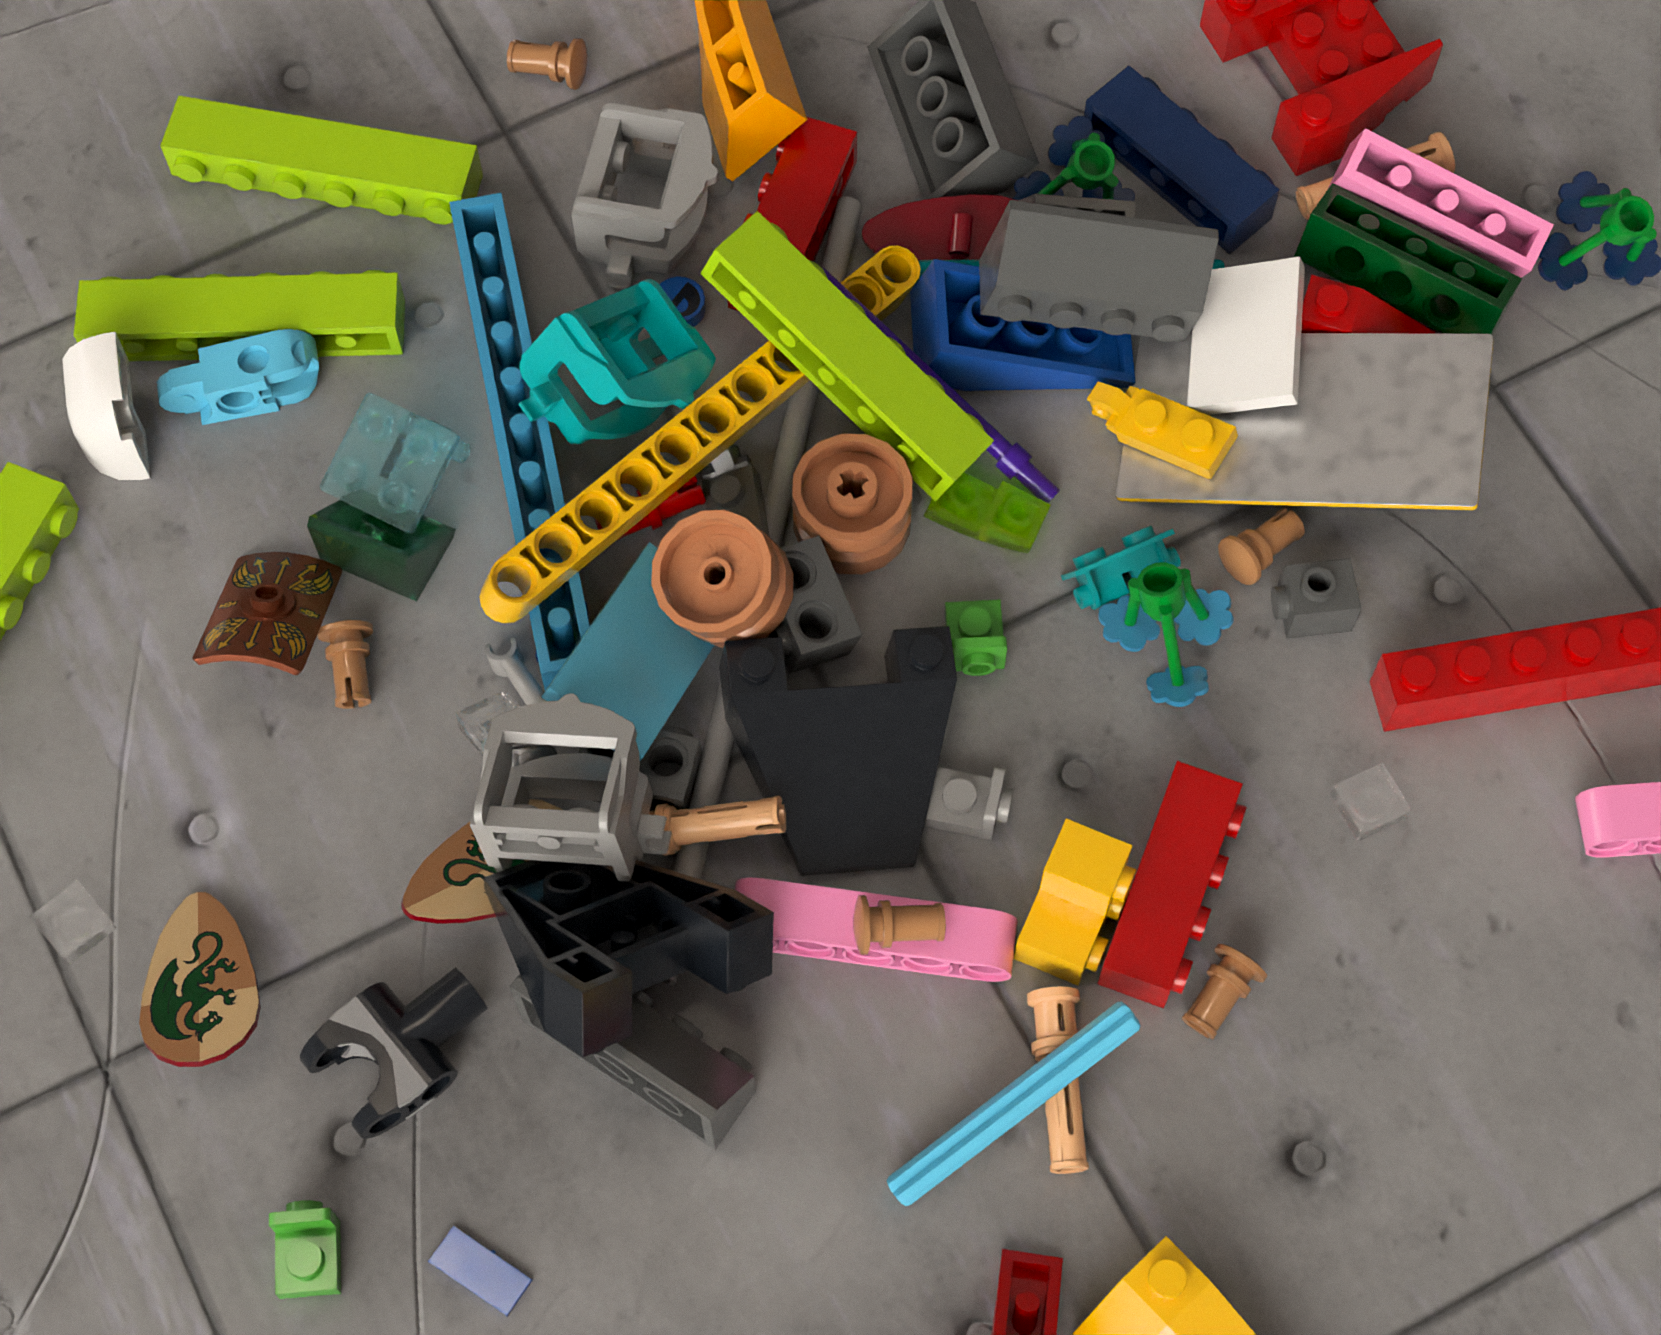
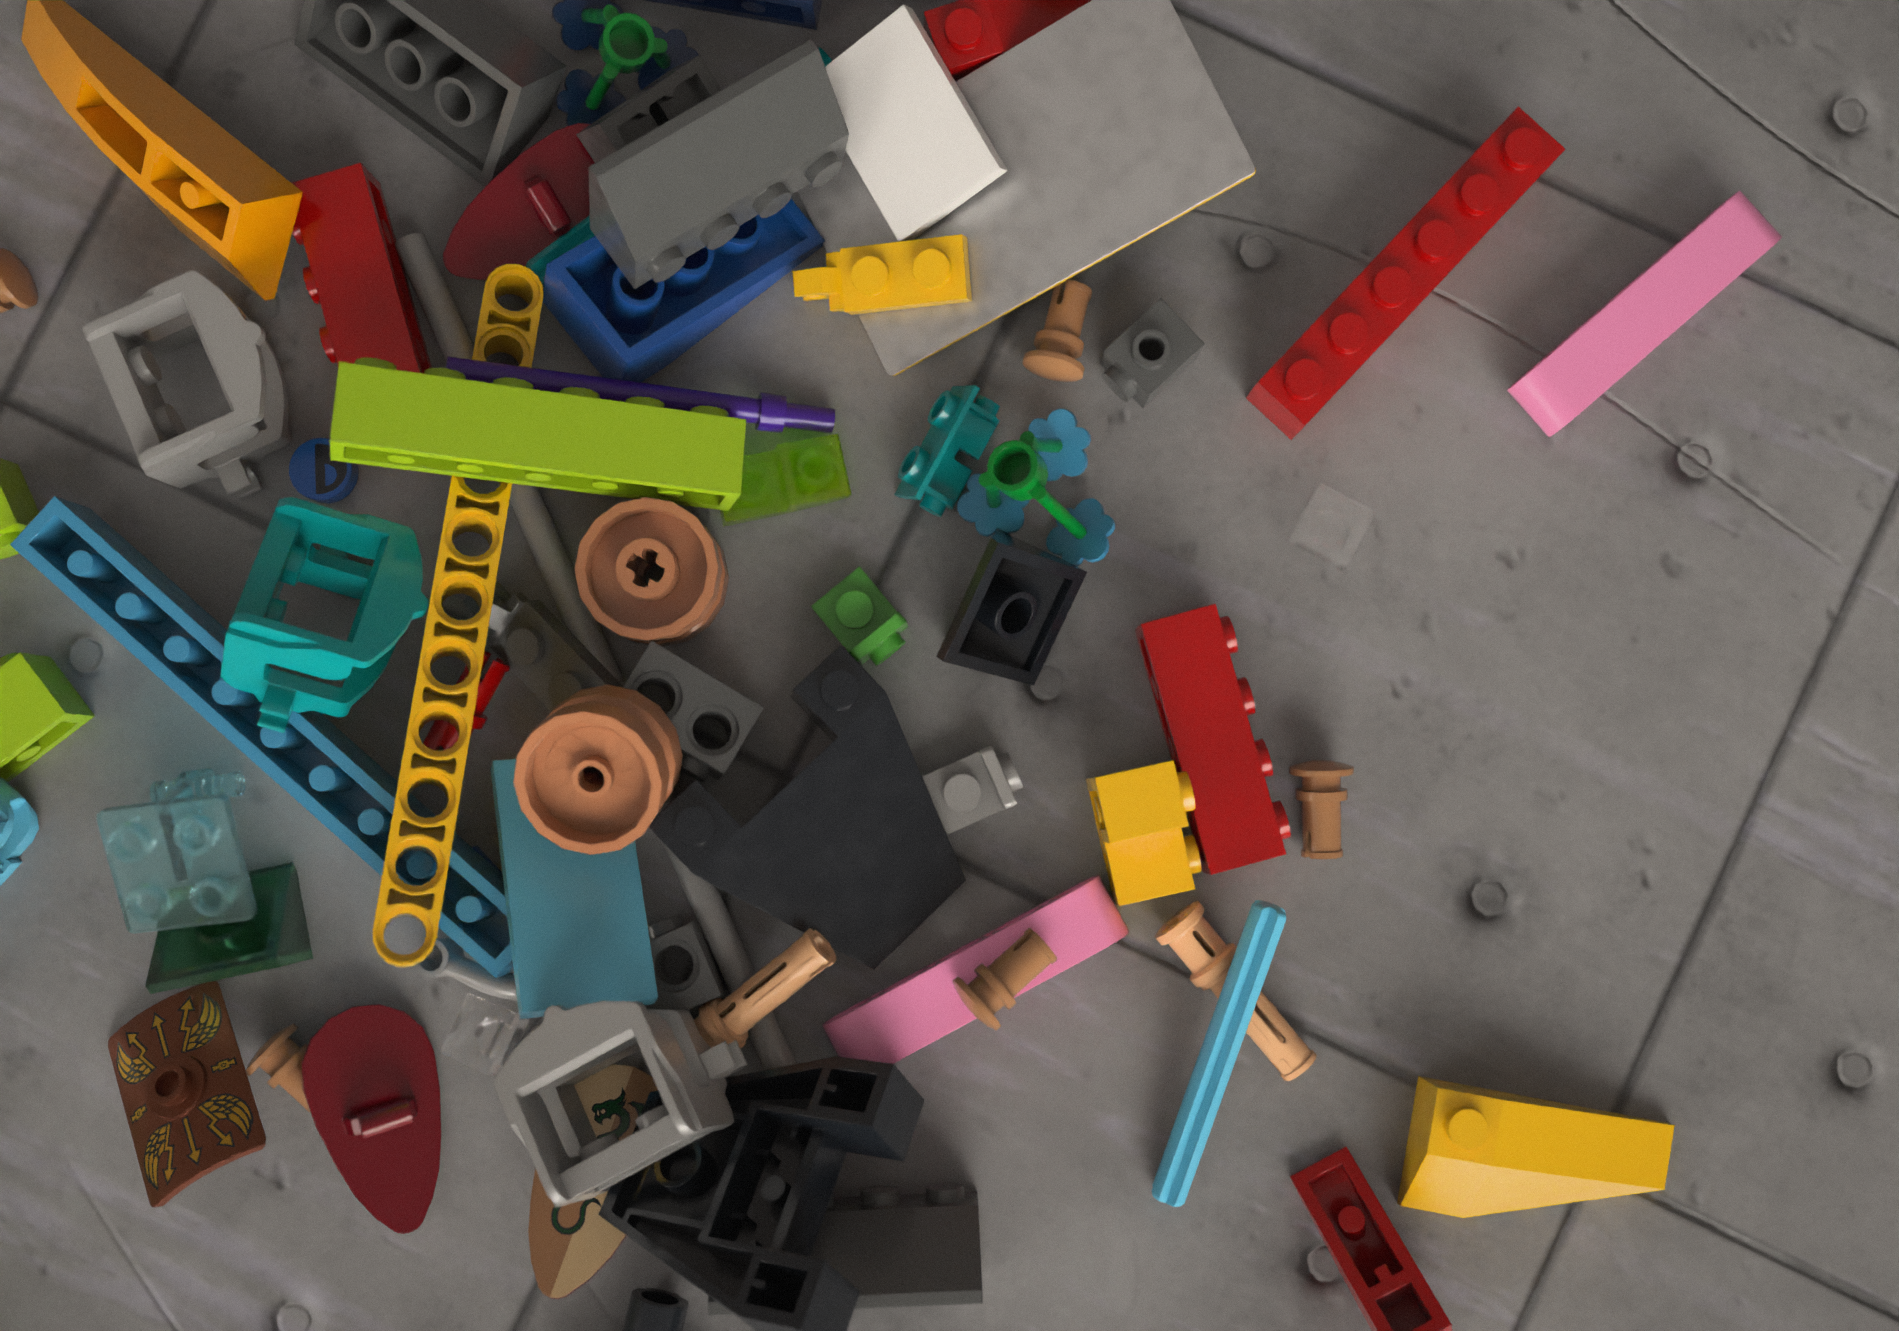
camera: 35 degrees left, 20 degrees up
(382, 722) = (378, 1109): none -> dark red shield
(1087, 691) = (1012, 610): none -> black slope

